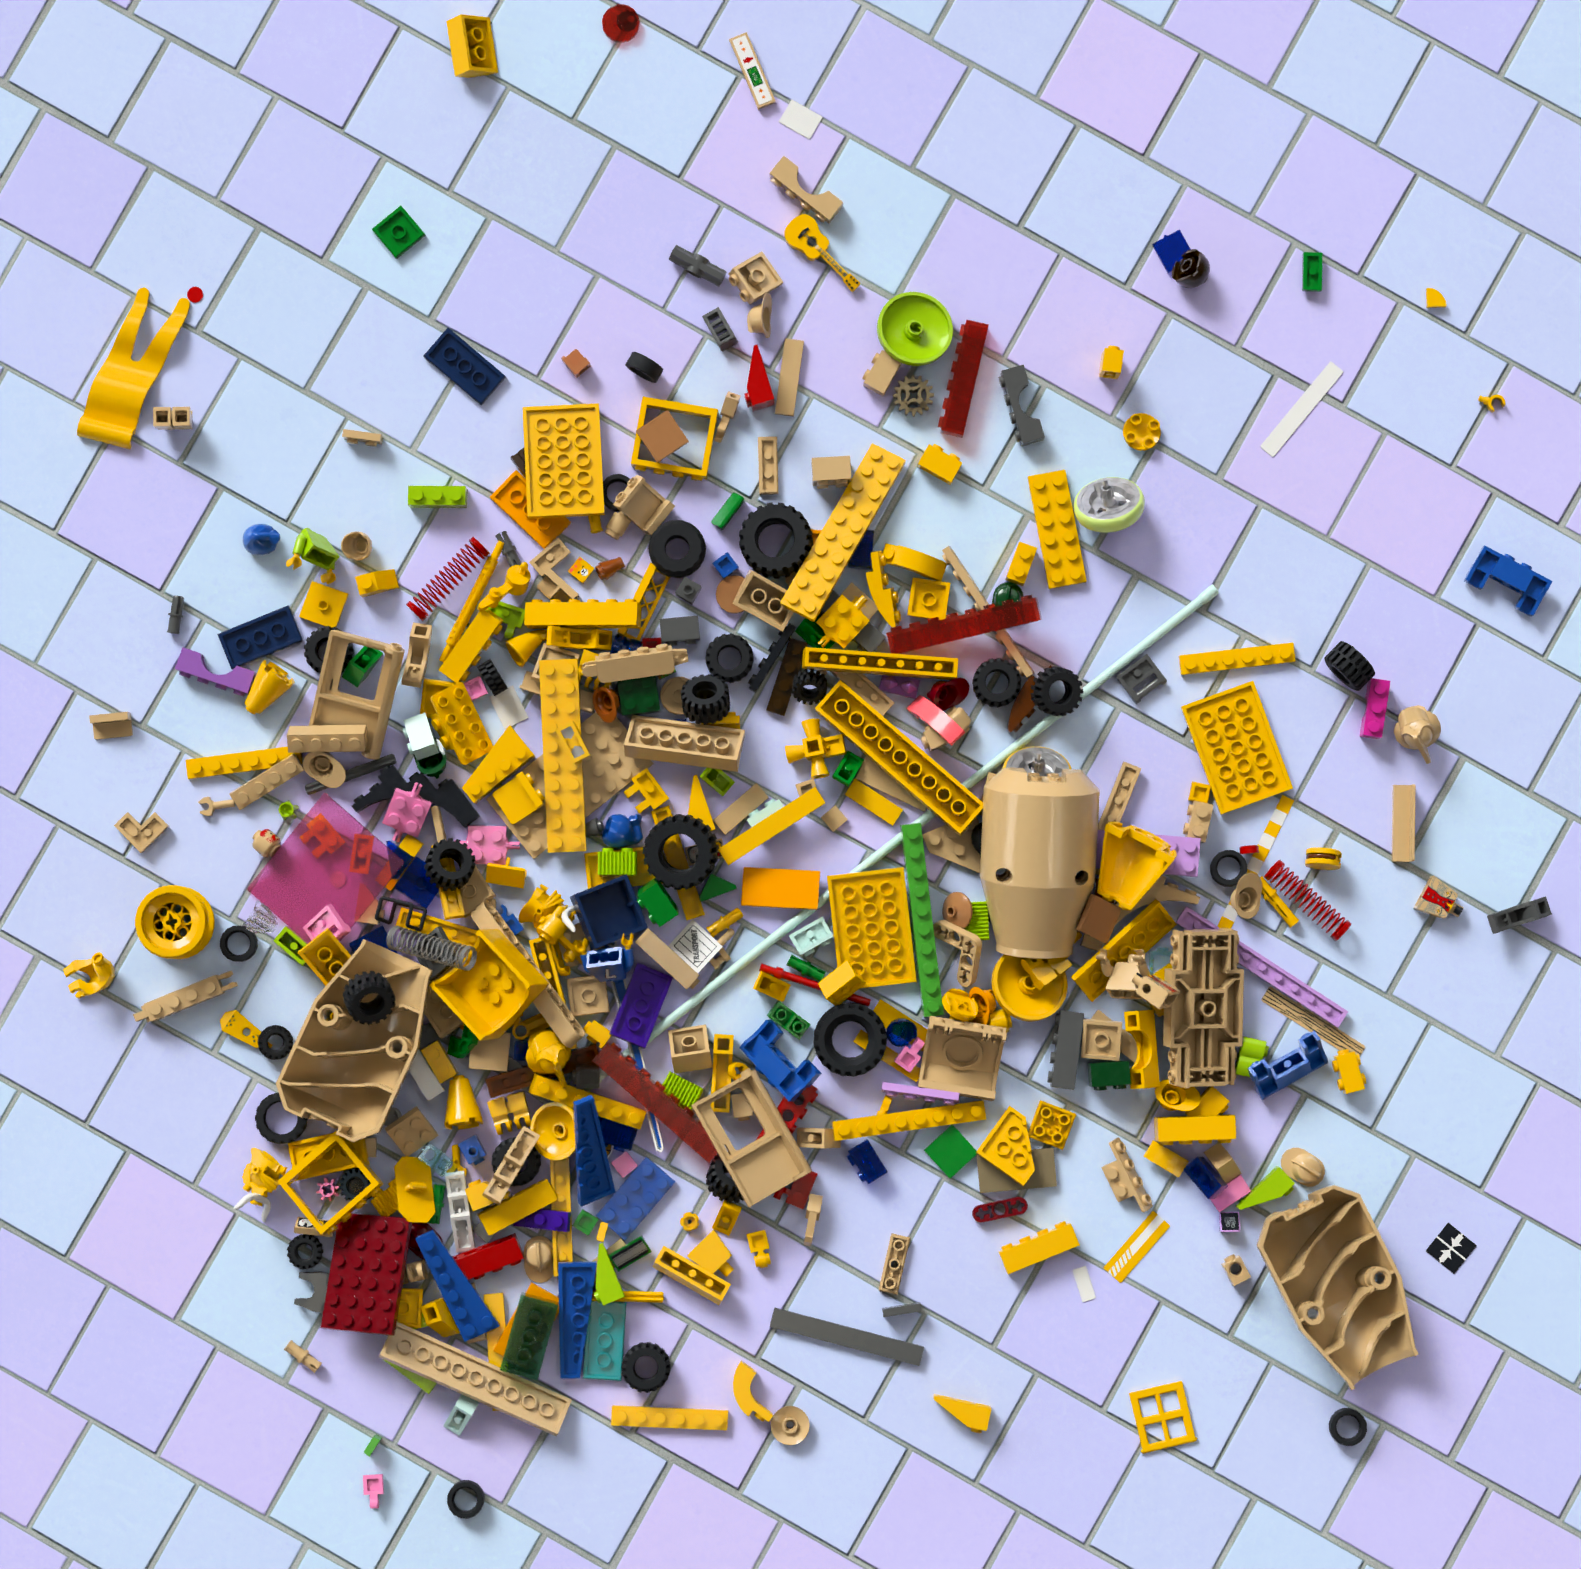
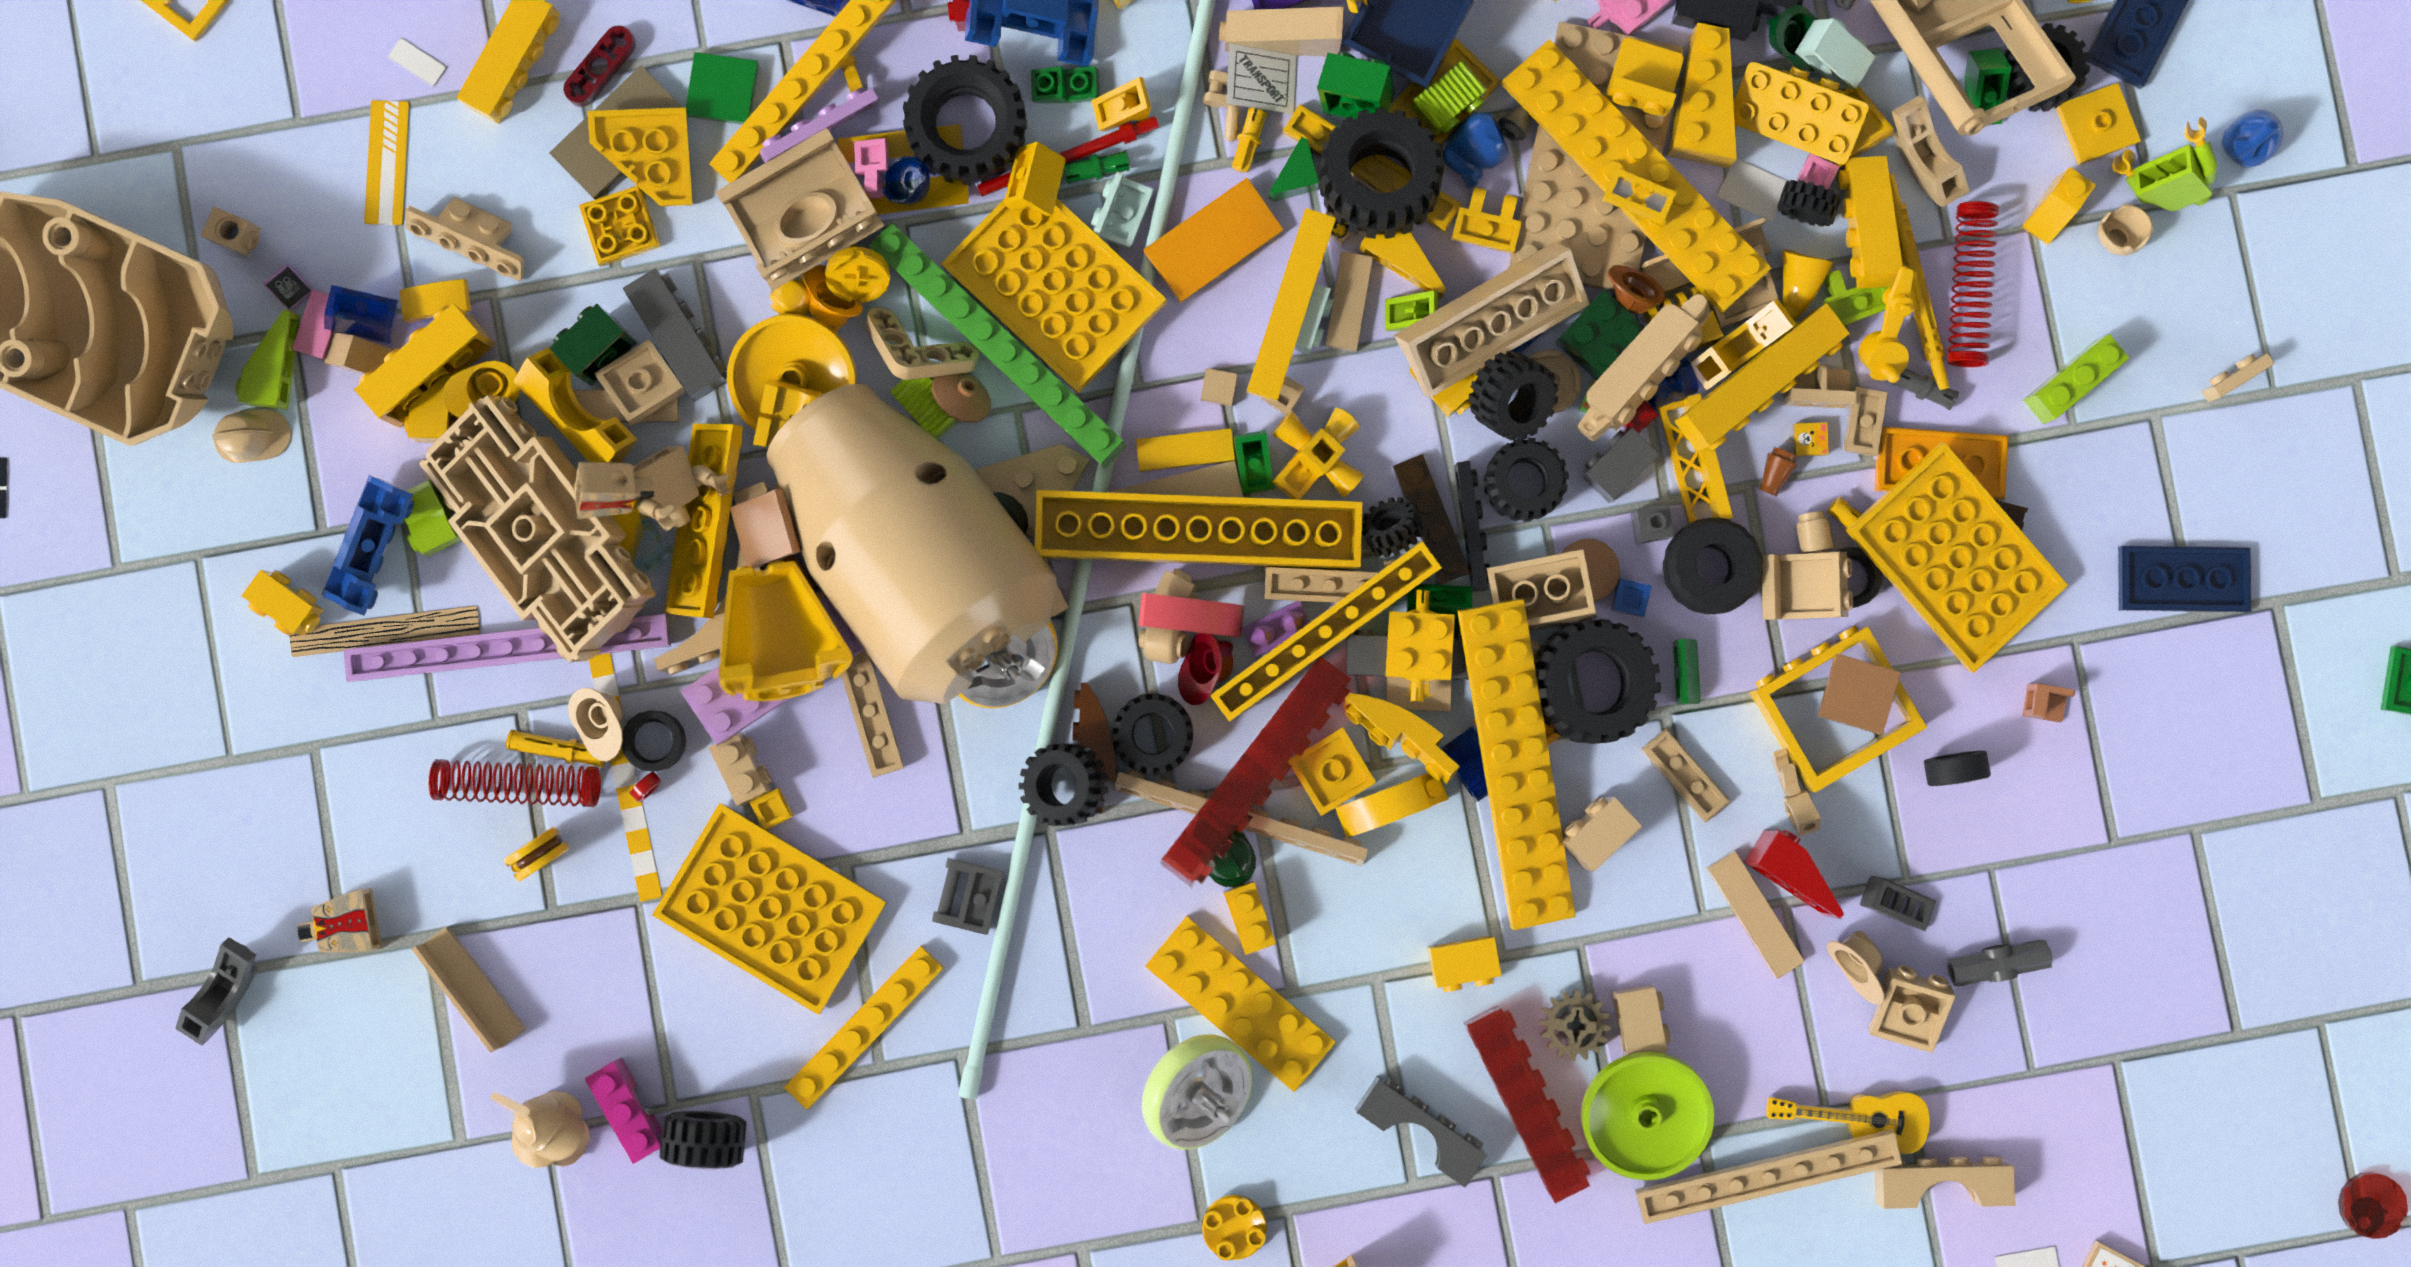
camera: 140 degrees right, 0 degrees up
(883, 258) = (1768, 1176): none -> tan plate

